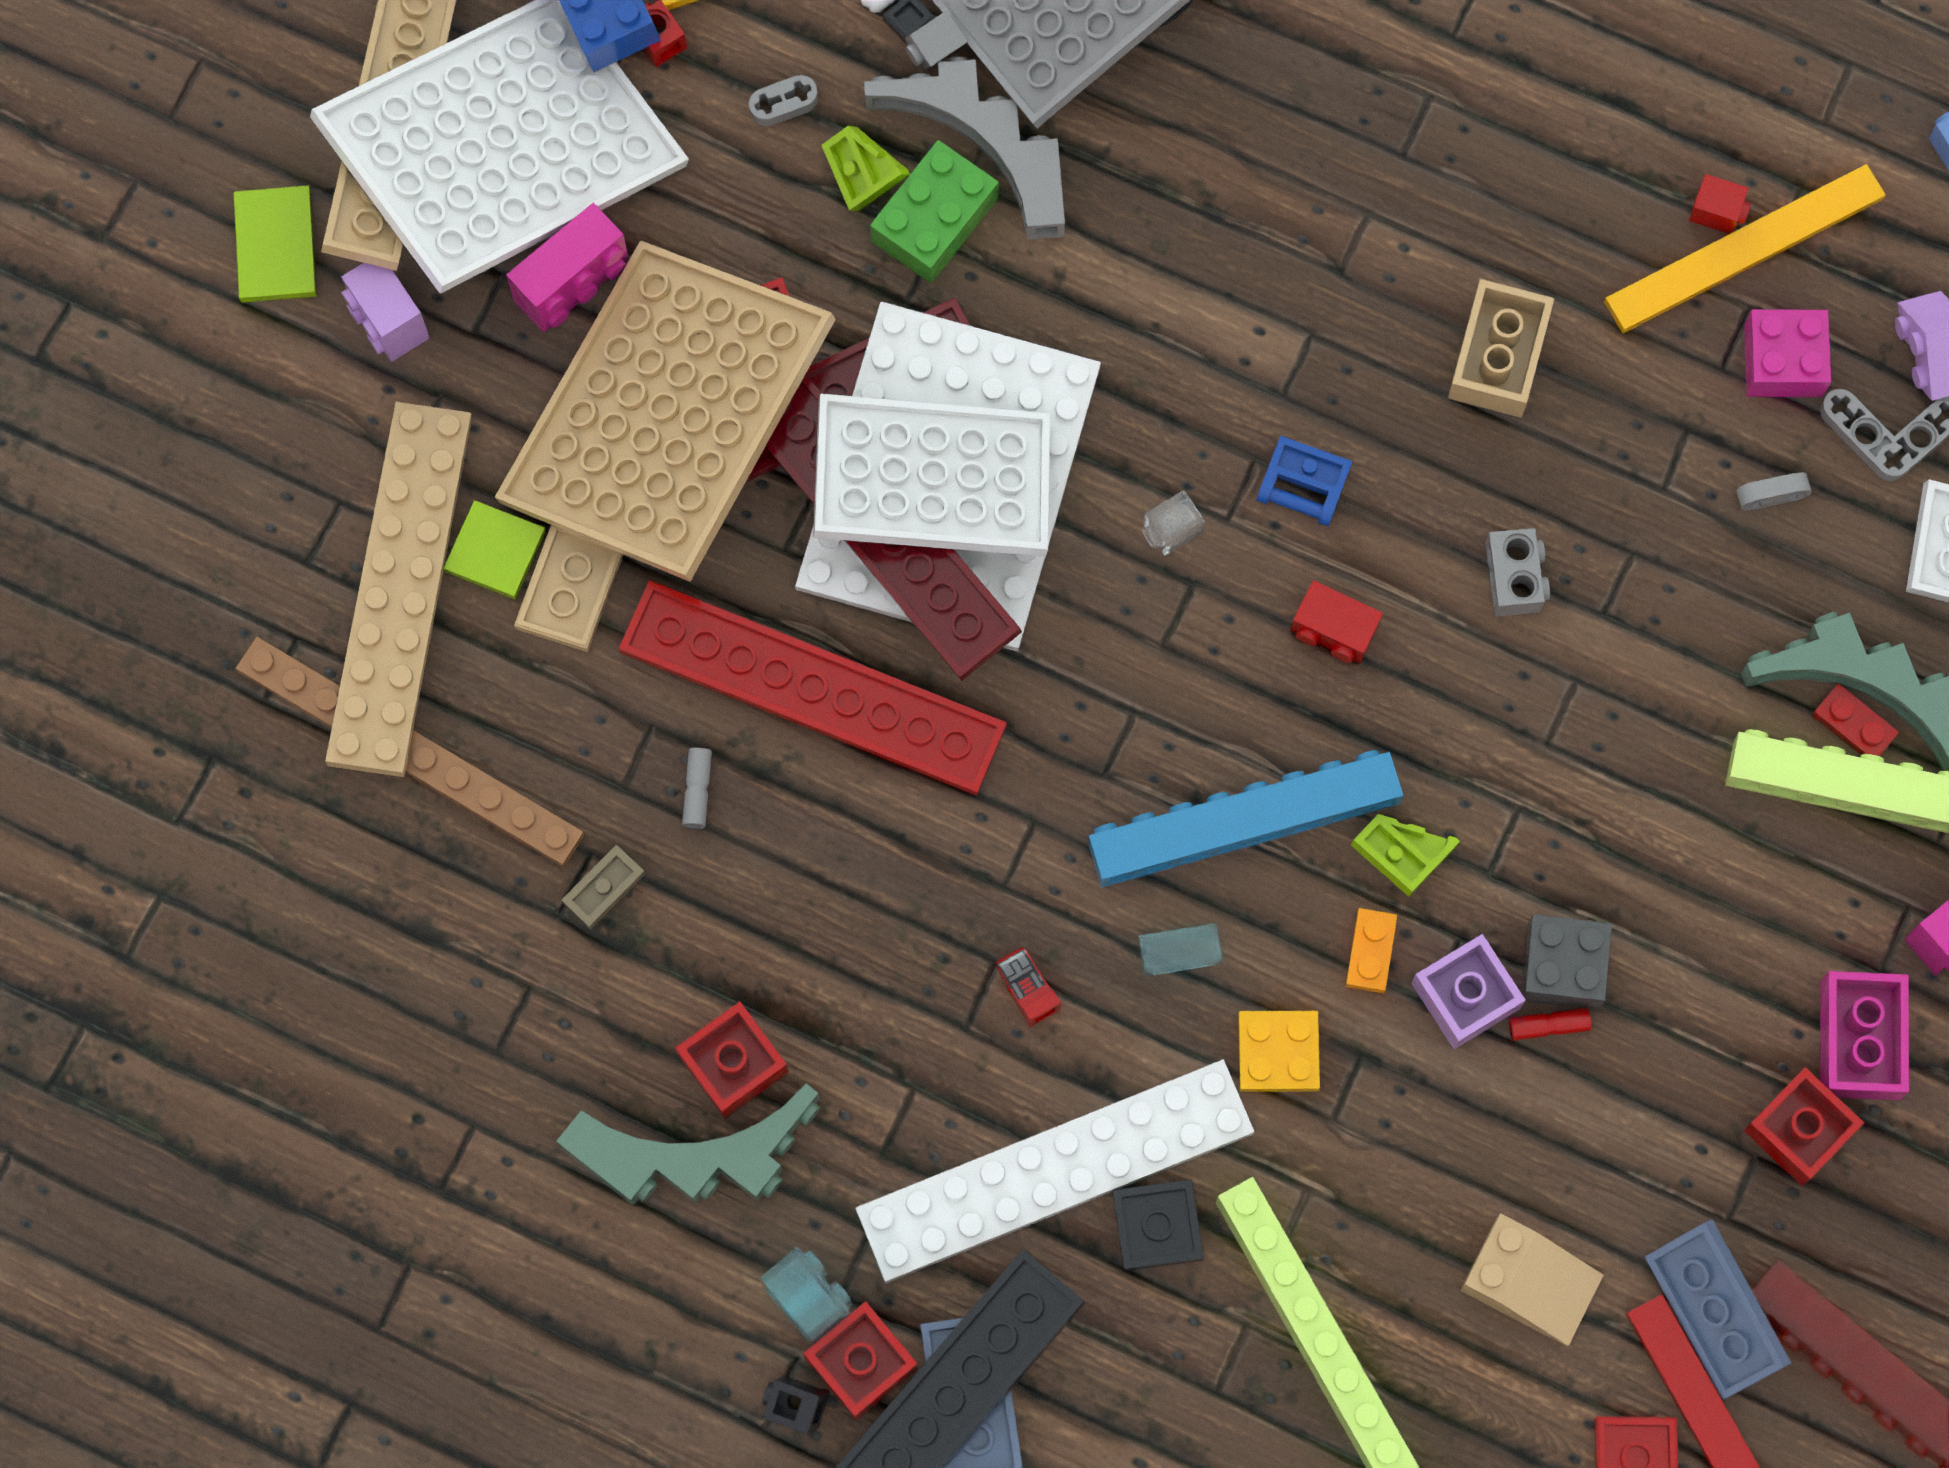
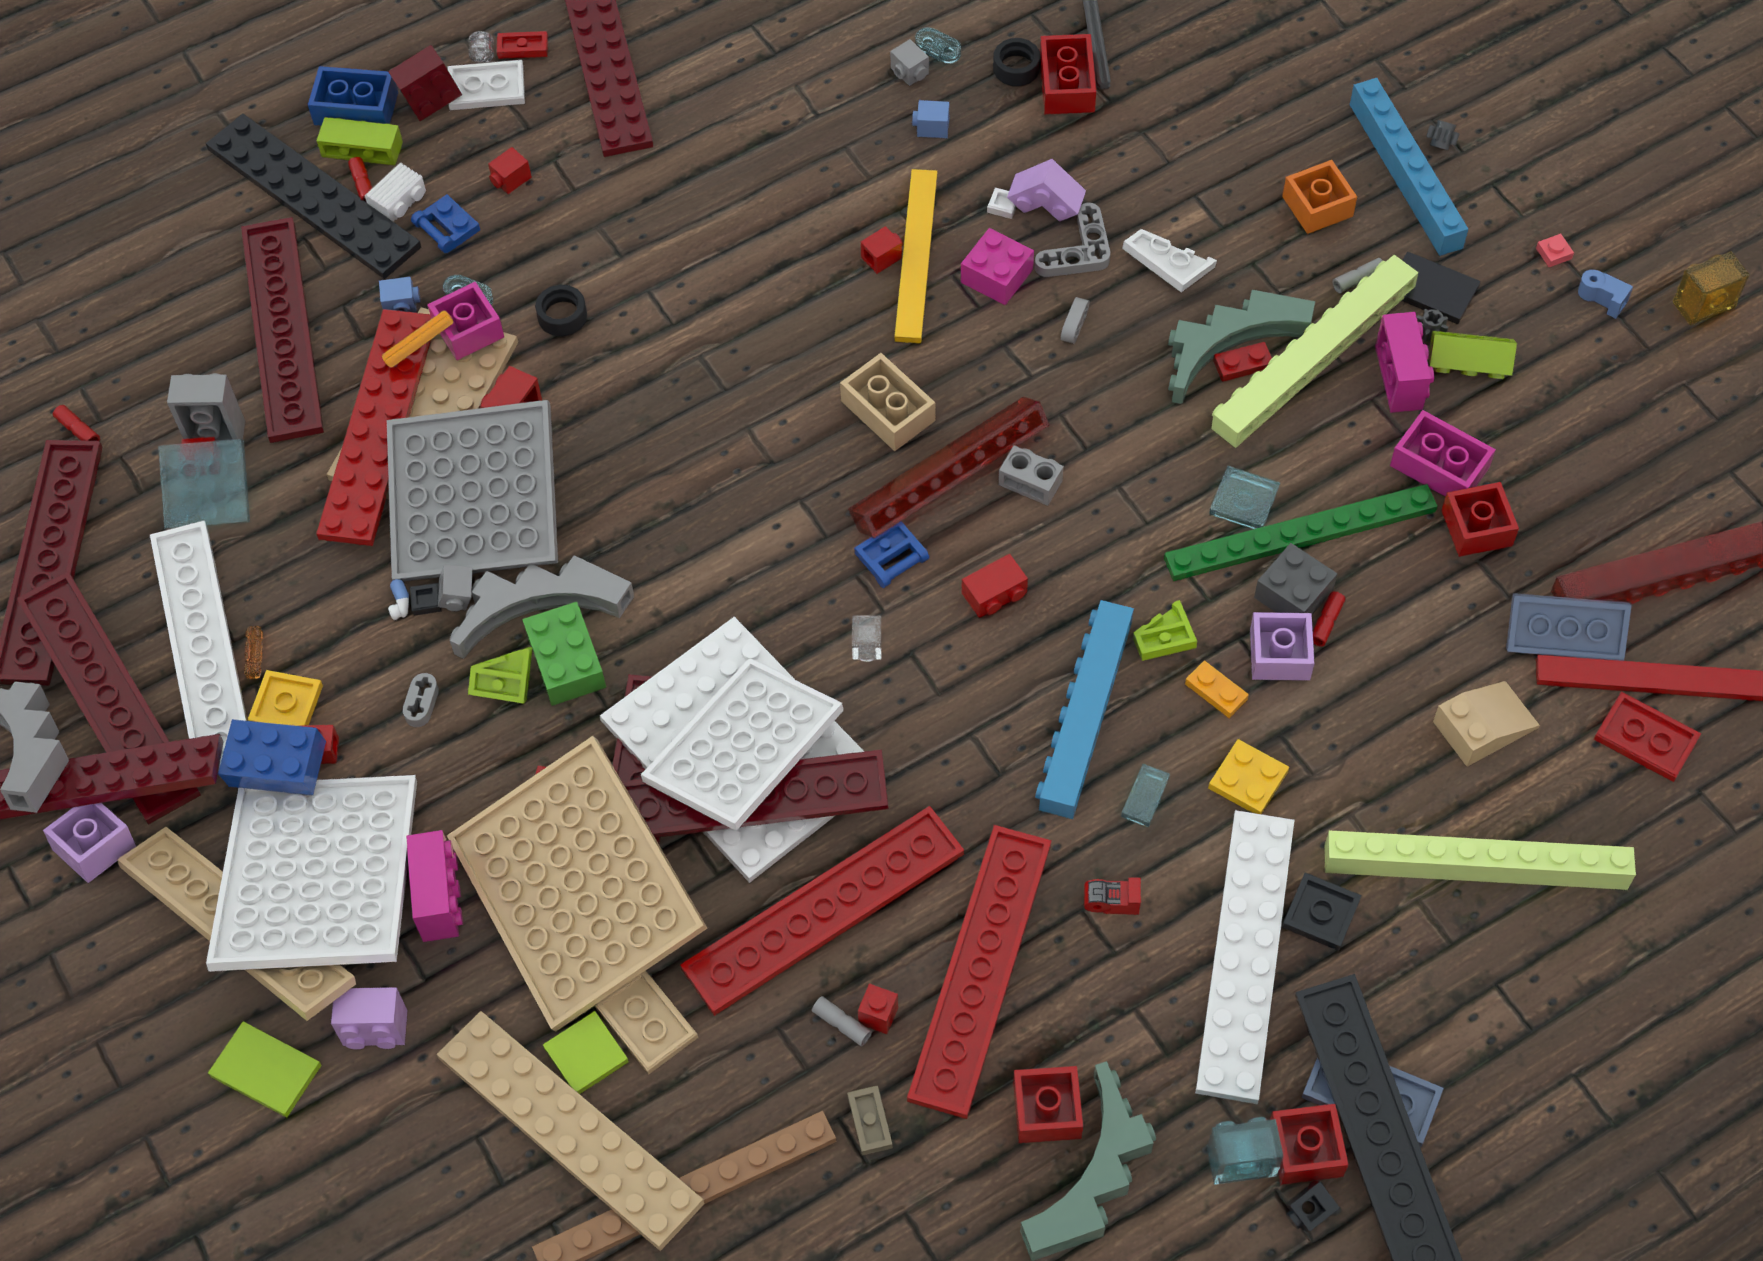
camera: 55 degrees left, 15 degrees down
(730, 817) = (878, 1008): none -> red brick
(849, 896) = (979, 972): none -> red plate
(1460, 473) = (948, 467): none -> clear red brick
(1653, 929) = (1300, 532): none -> green plate
(1655, 836) = (1244, 498): none -> clear light blue tile
(1887, 298) = (1000, 204): none -> white tile

